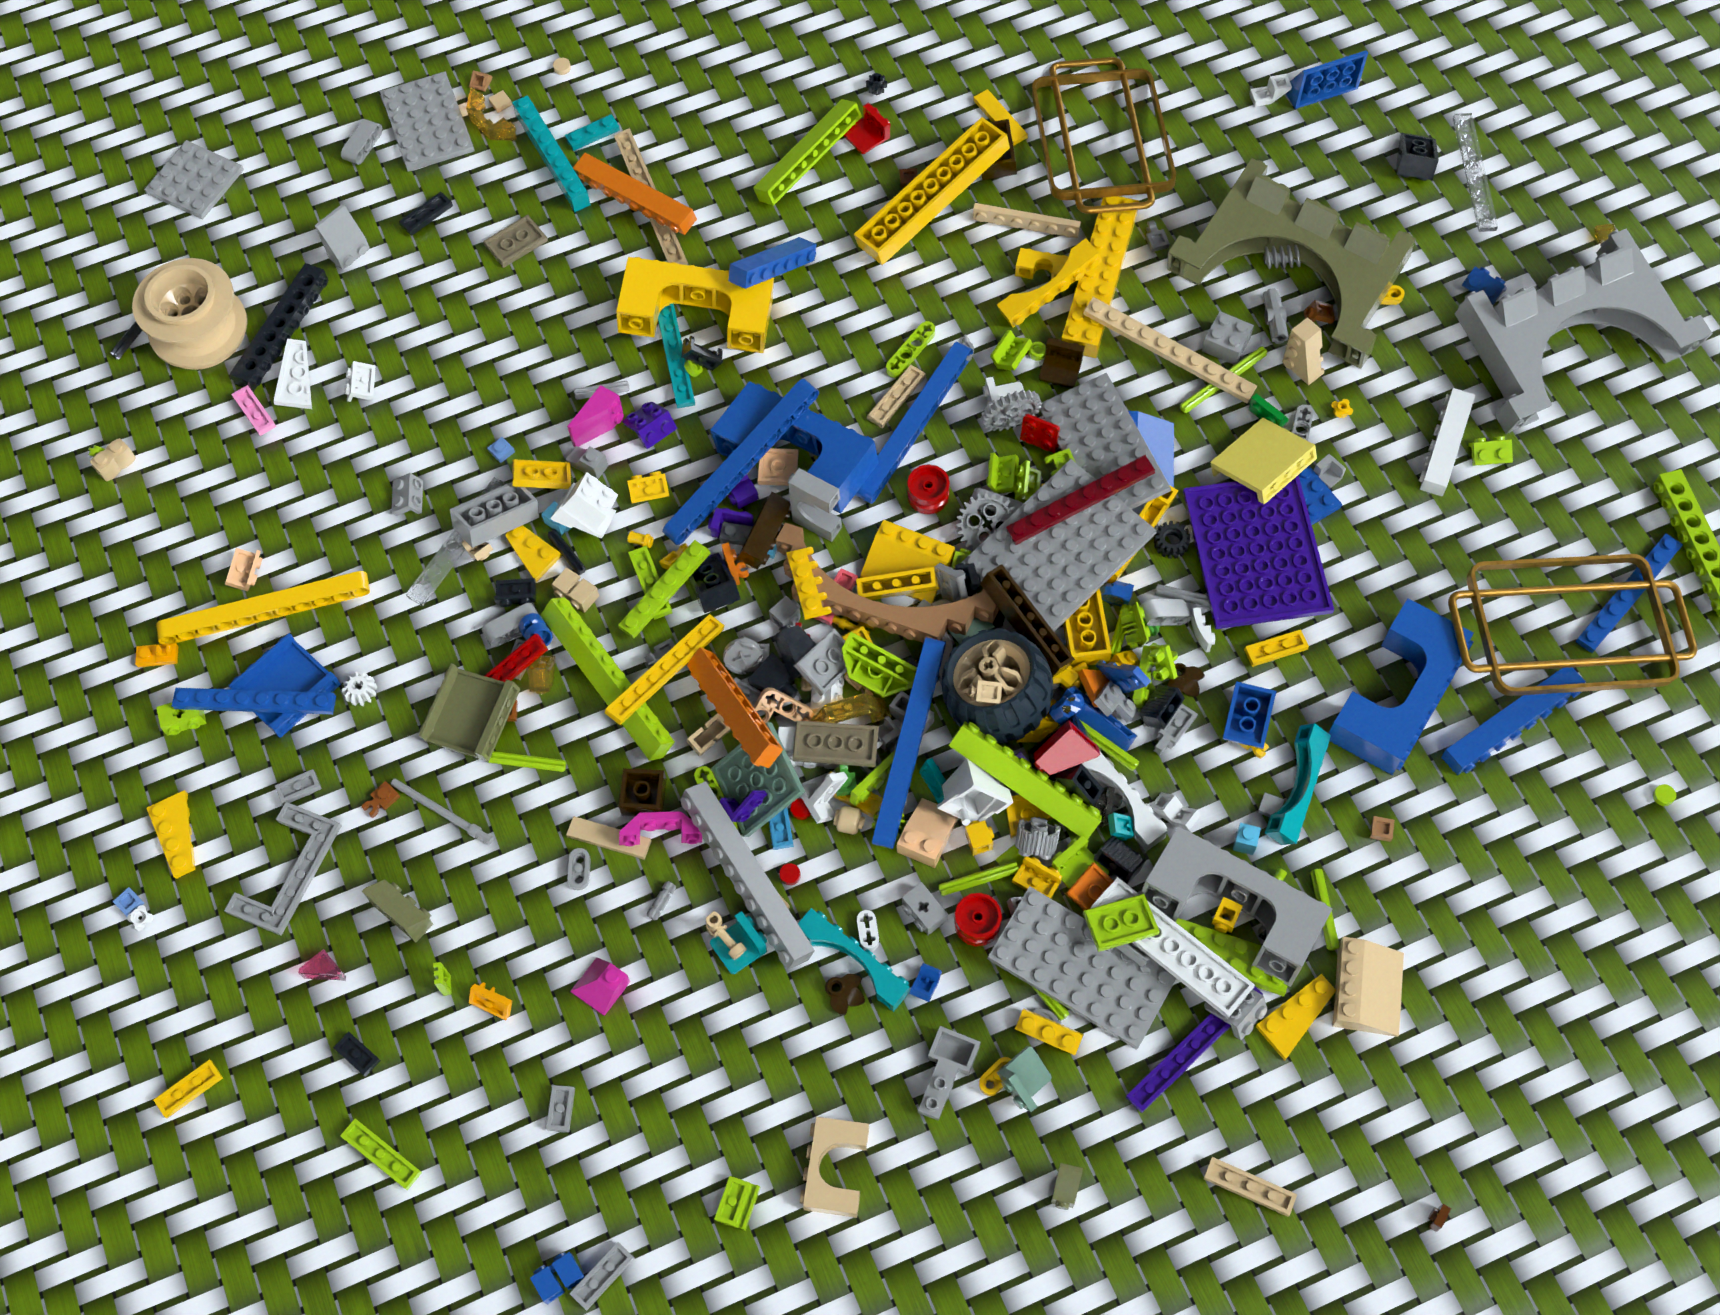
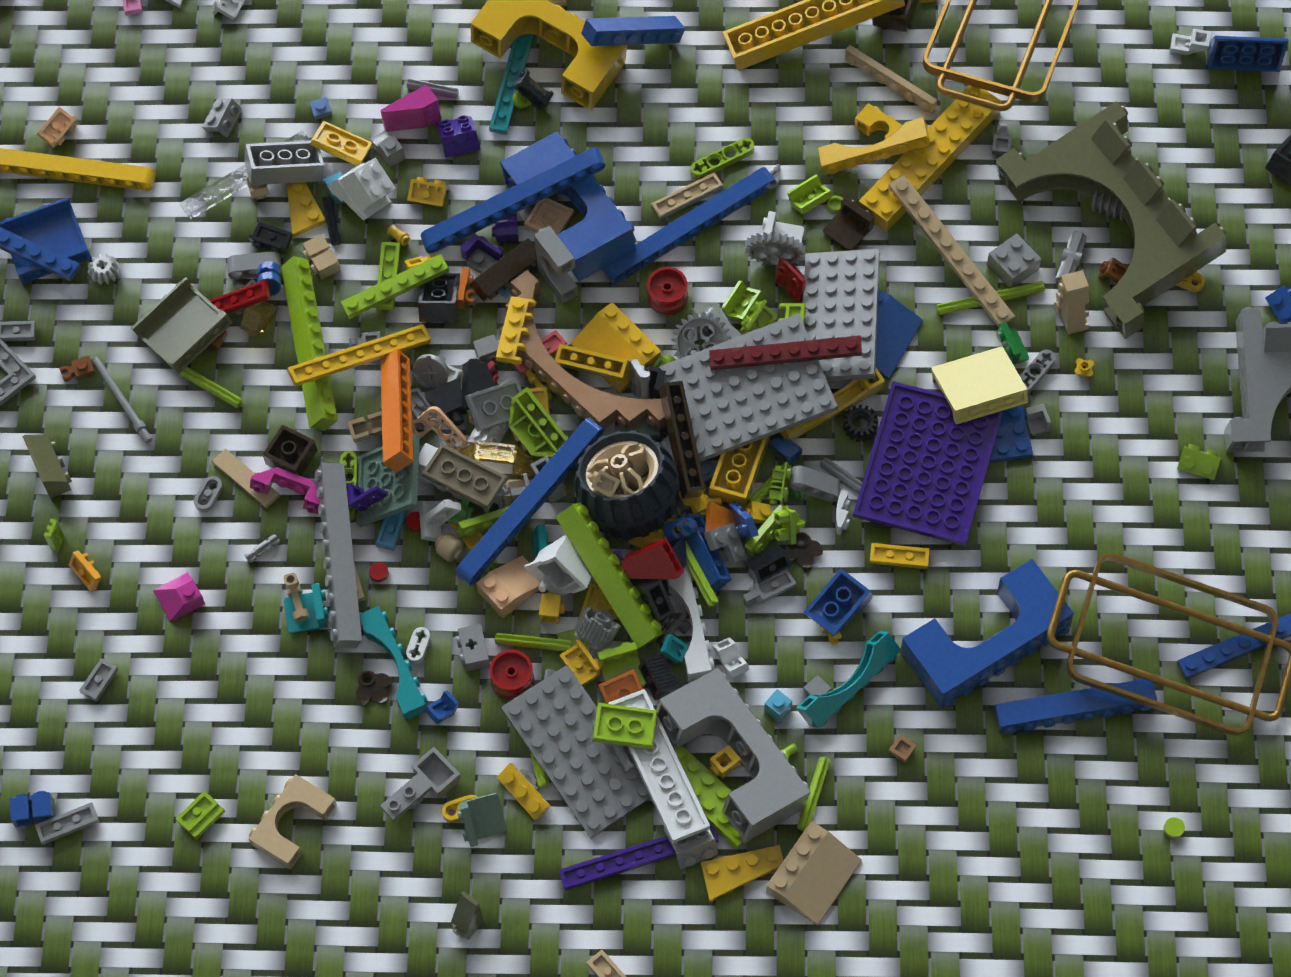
camera: 25 degrees right, 0 degrees up
(1447, 442) = (1162, 437): white brick -> none

